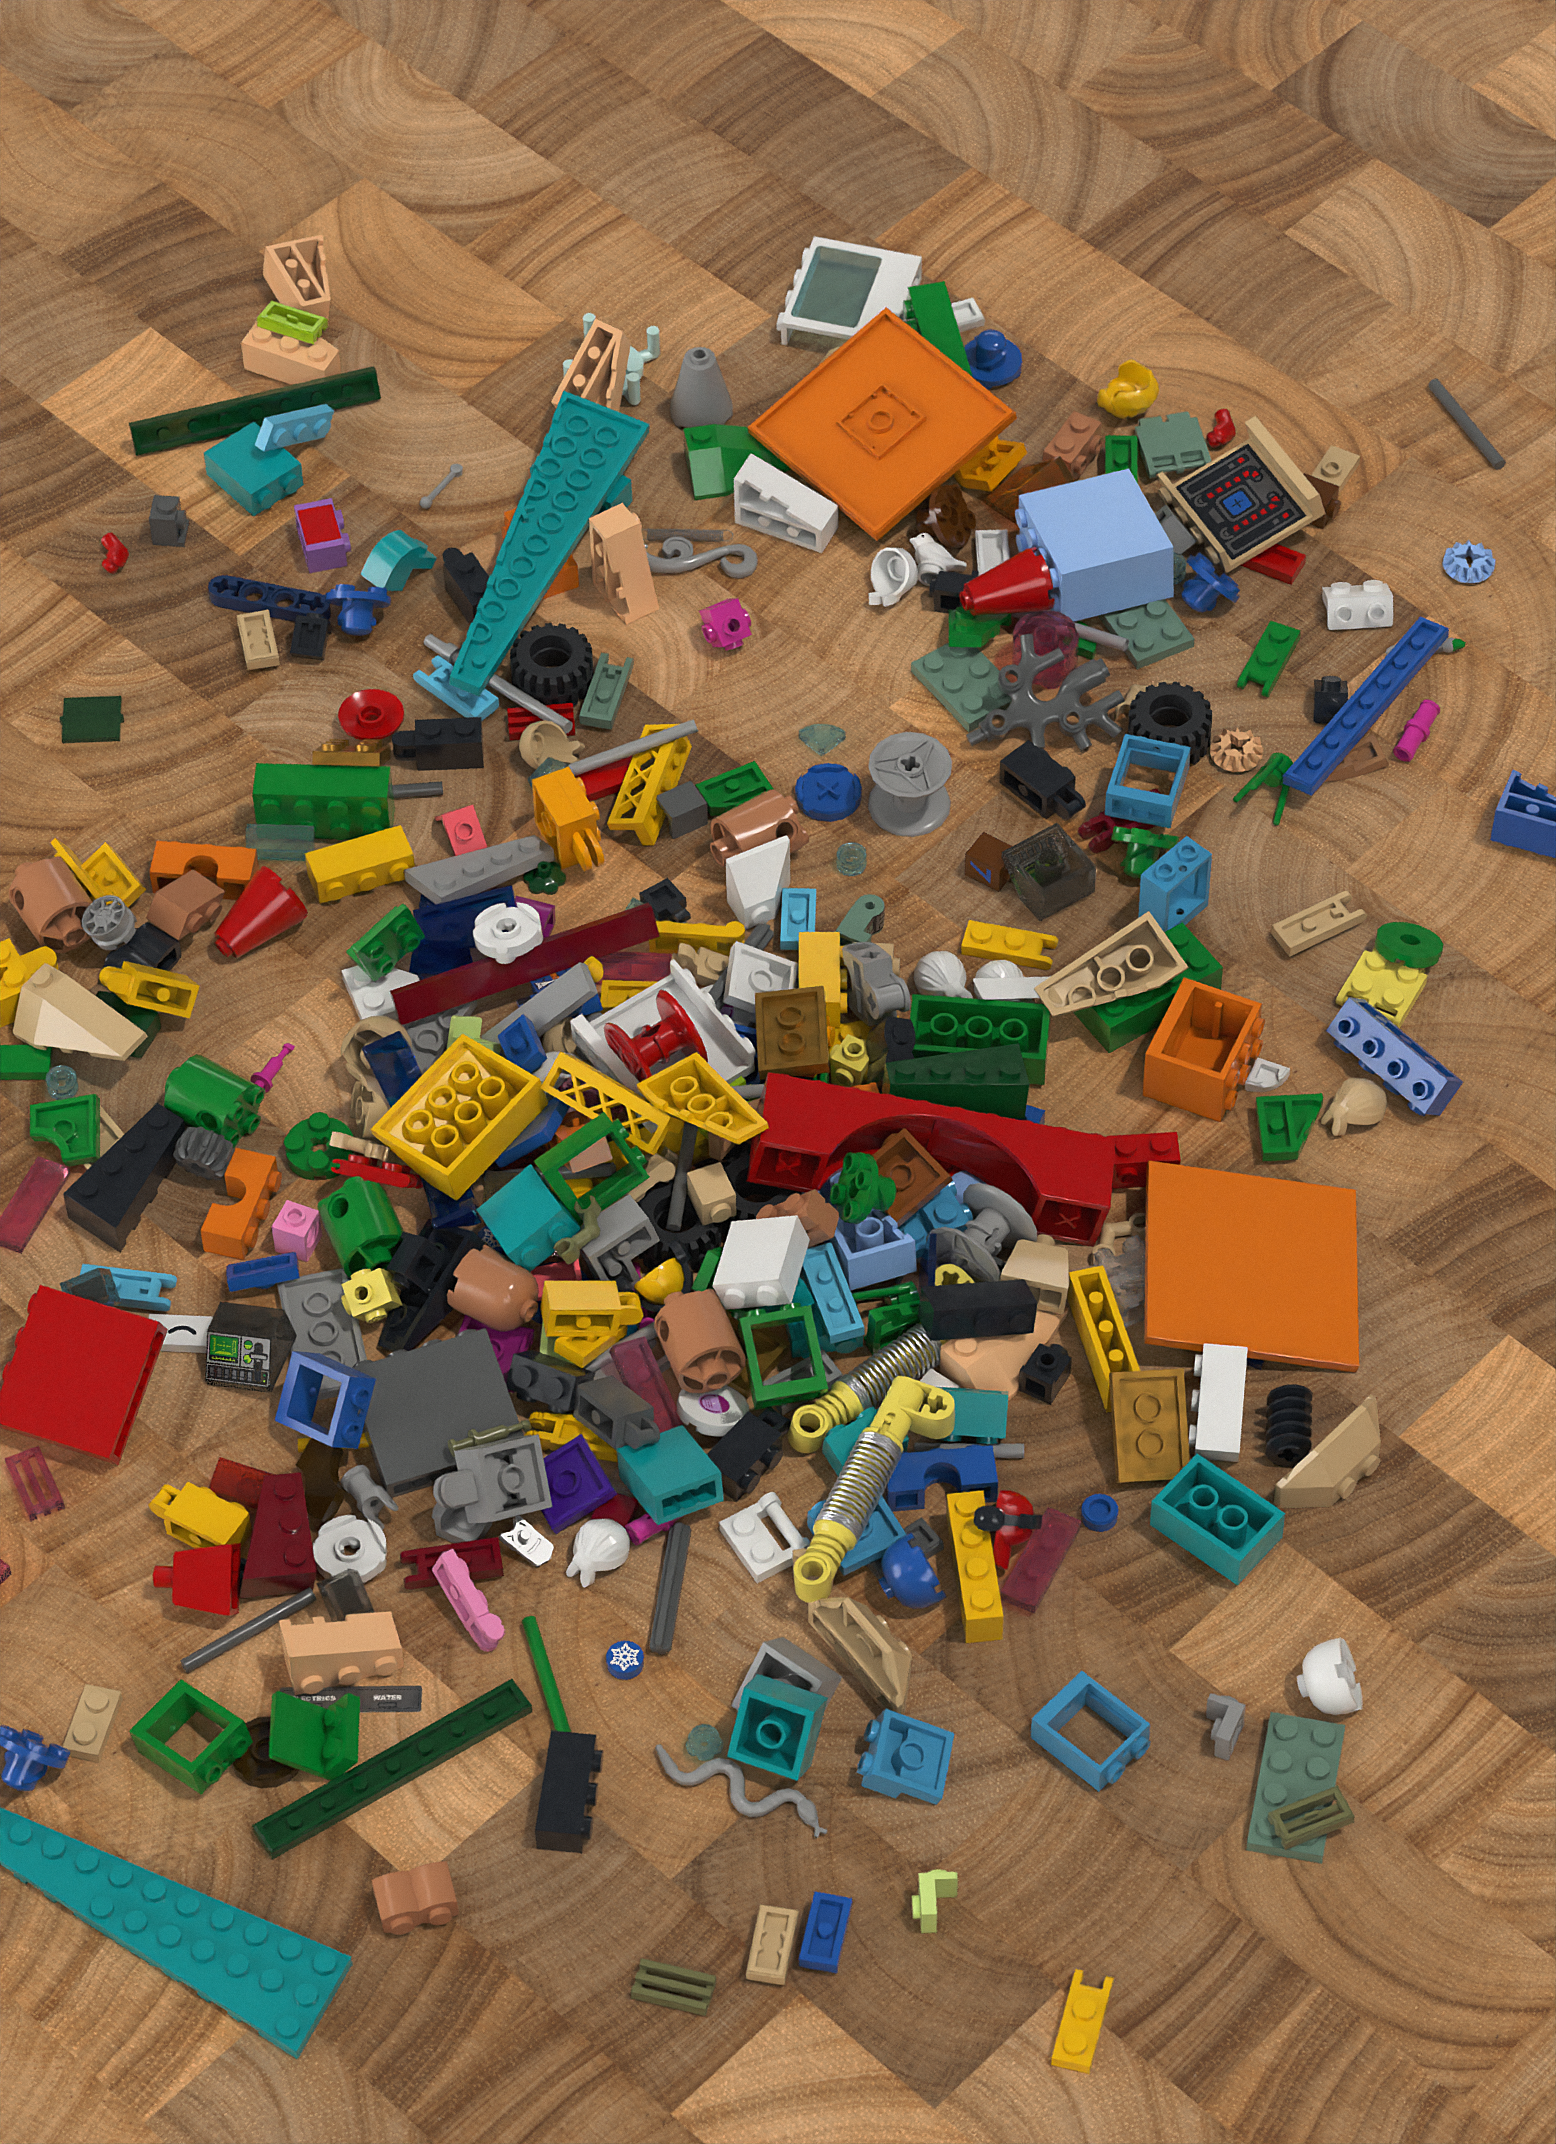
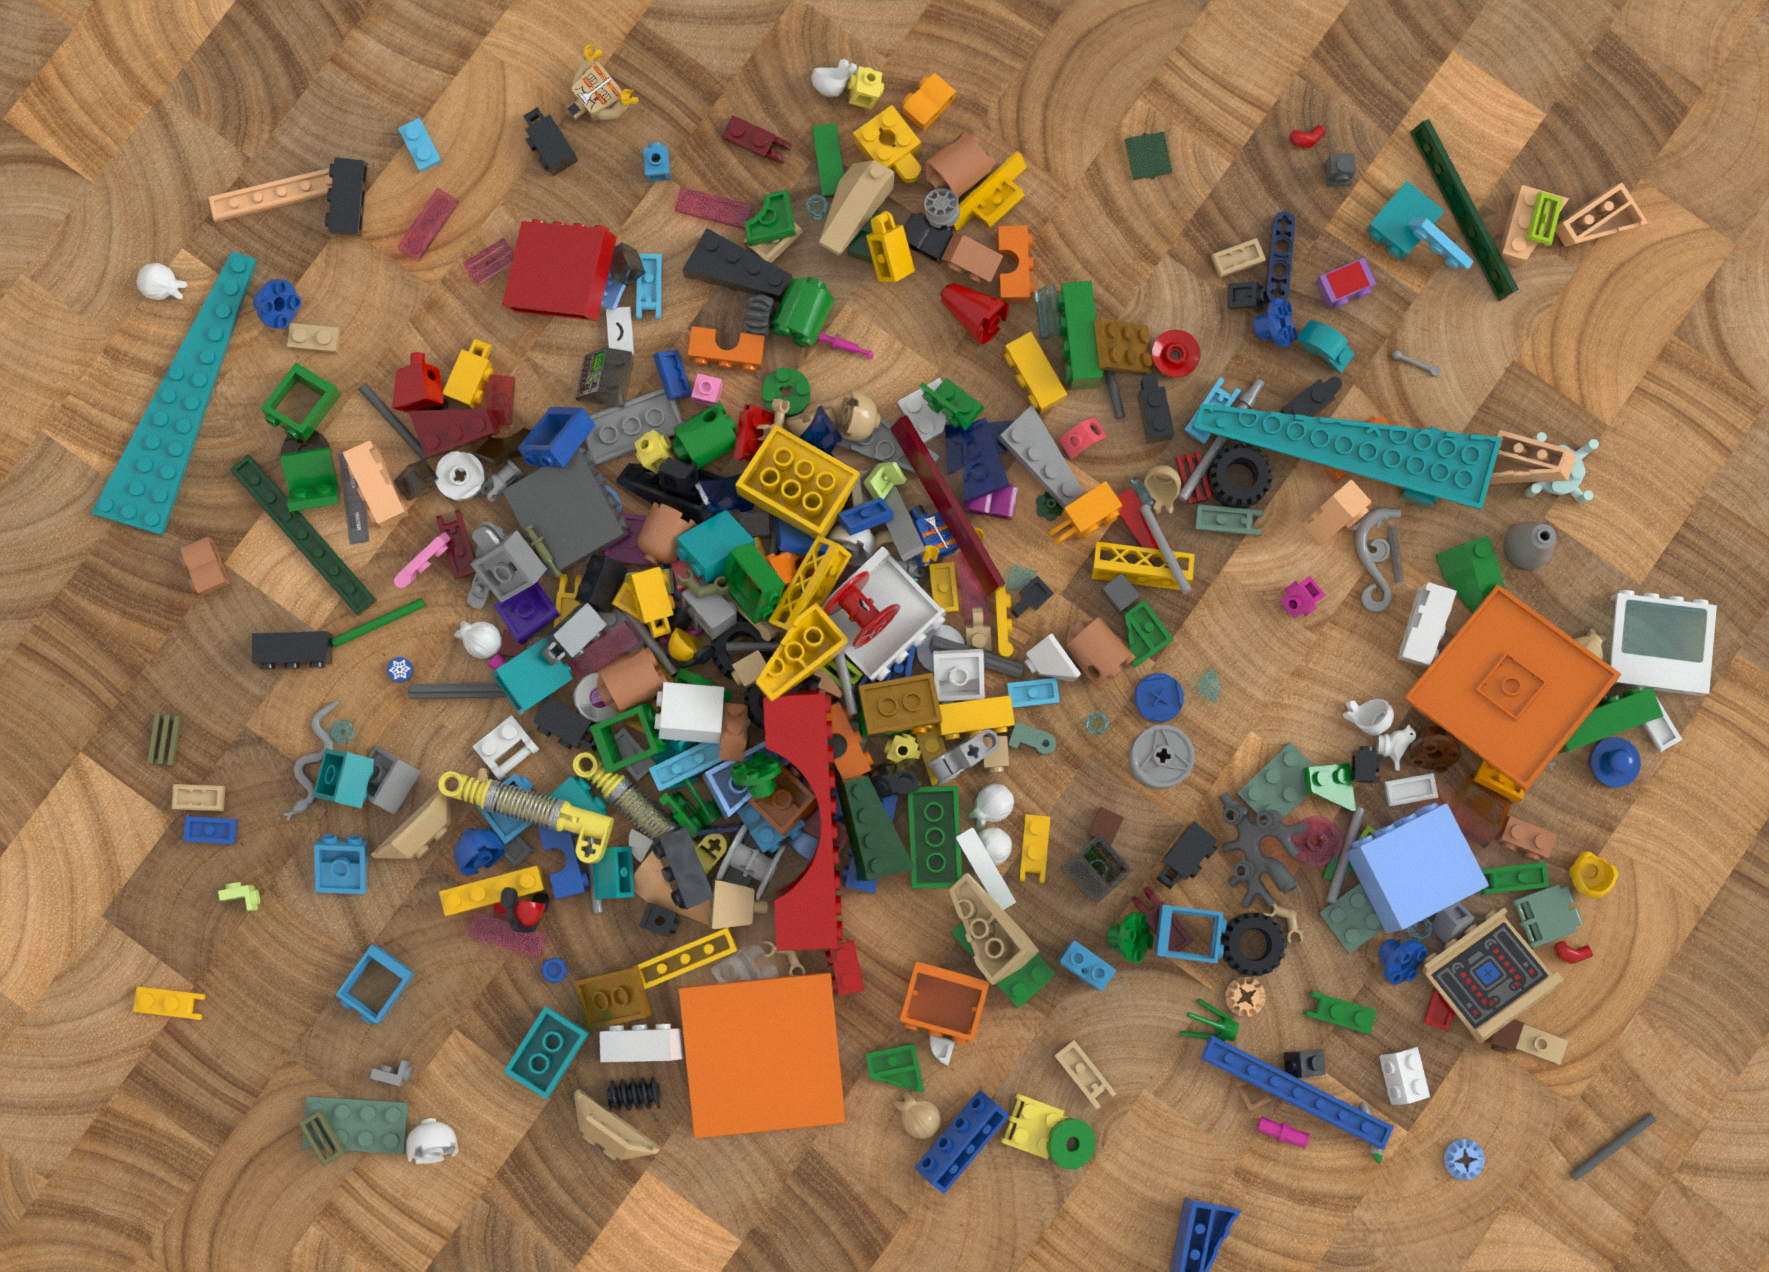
camera: 80 degrees right, 30 degrees up
(523, 934) = (960, 474): white plate -> none
(1010, 587) = (1360, 807): red cone -> none

